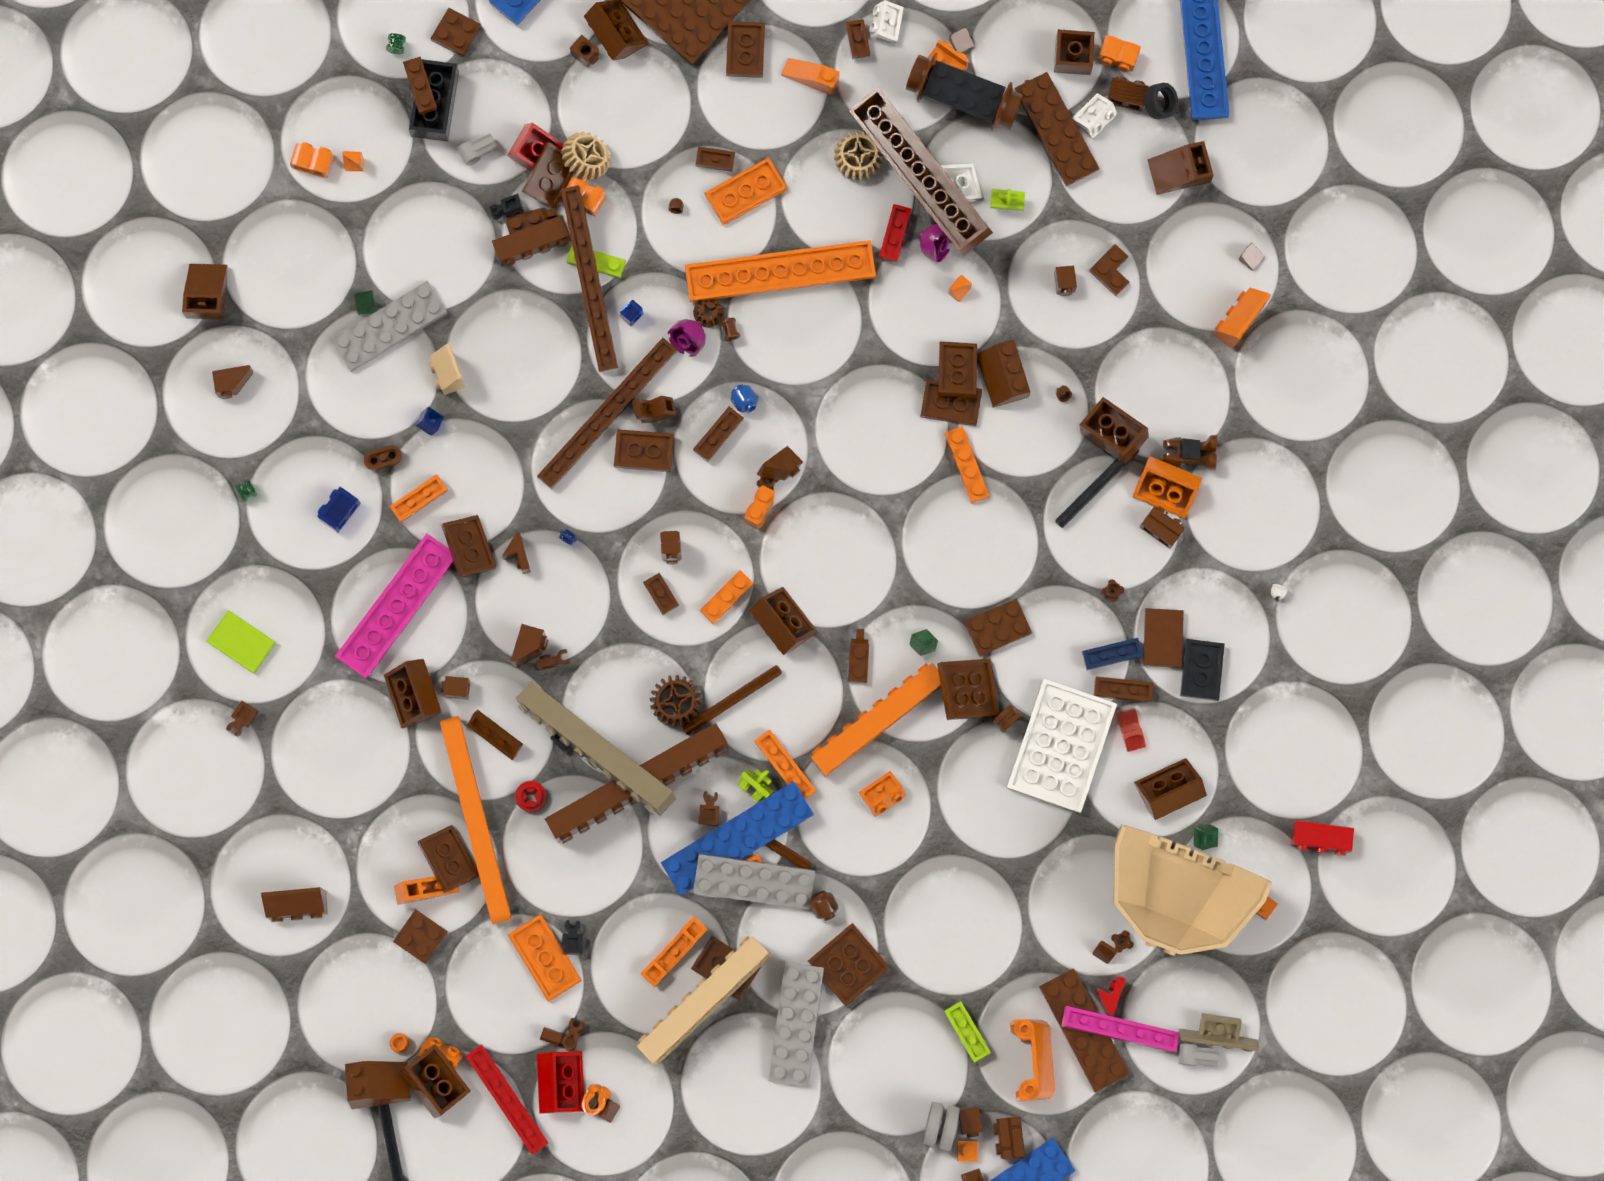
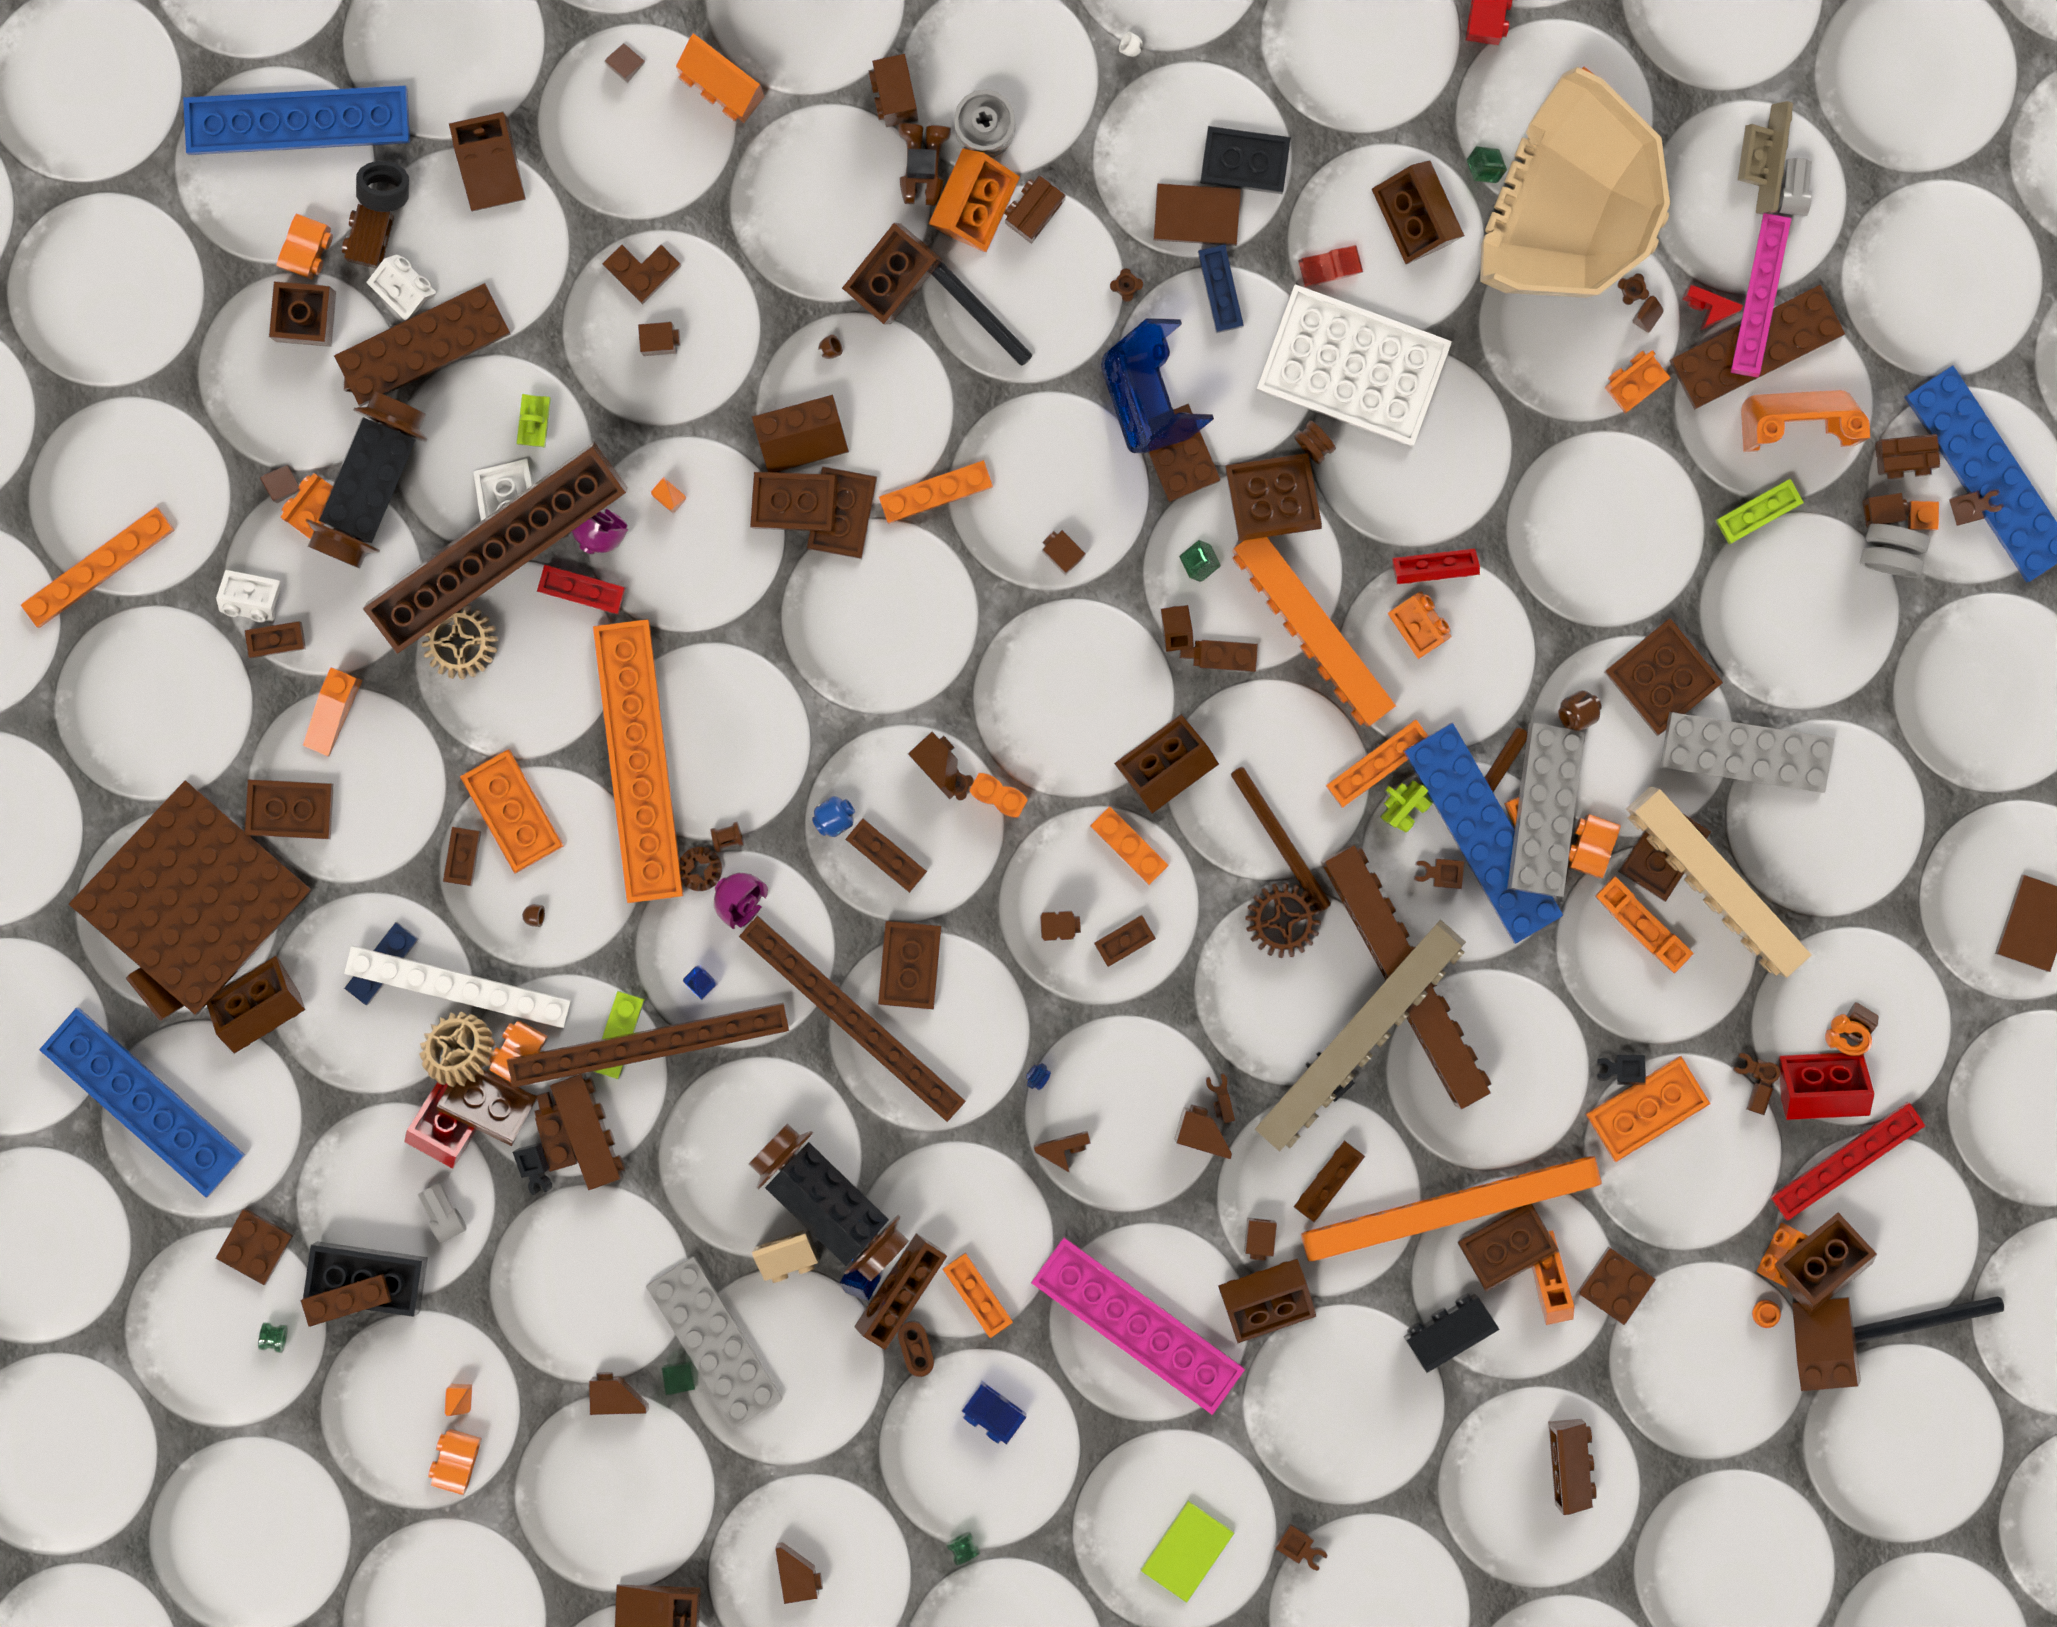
camera: 85 degrees left, 10 degrees up
(353, 260) = (614, 1396): none -> reddish brown slope
(390, 817) = (1450, 1332): none -> black slope
(421, 445) = (900, 1291): none -> reddish brown brick
(468, 546) = (1051, 1221): reddish brown tile -> none
(482, 394) = (828, 1204): none -> black brick
(530, 786) = (1431, 1129): red gear -> none
(584, 44) = (278, 1056): reddish brown brick -> none
(628, 157) = (457, 986): none -> white plate
(643, 109) = (396, 943): none -> dark blue plate
(654, 410) = (849, 949): reddish brown brick -> none
(728, 915) = (1593, 845): none -> orange brick
(876, 625) = (1177, 628): none -> reddish brown brick
(923, 804) = (1436, 566): none -> red plate
(927, 548) = (1062, 551): none -> reddish brown brick
(1039, 599) = (1140, 392): none -> clear blue windscreen
(1057, 944) = (1637, 382): none -> orange bracket
(1123, 689) = (1272, 274): reddish brown plate -> none
(1221, 481) = (984, 107): none -> light grey wheel
(1239, 430) = (896, 95): none -> reddish brown brick

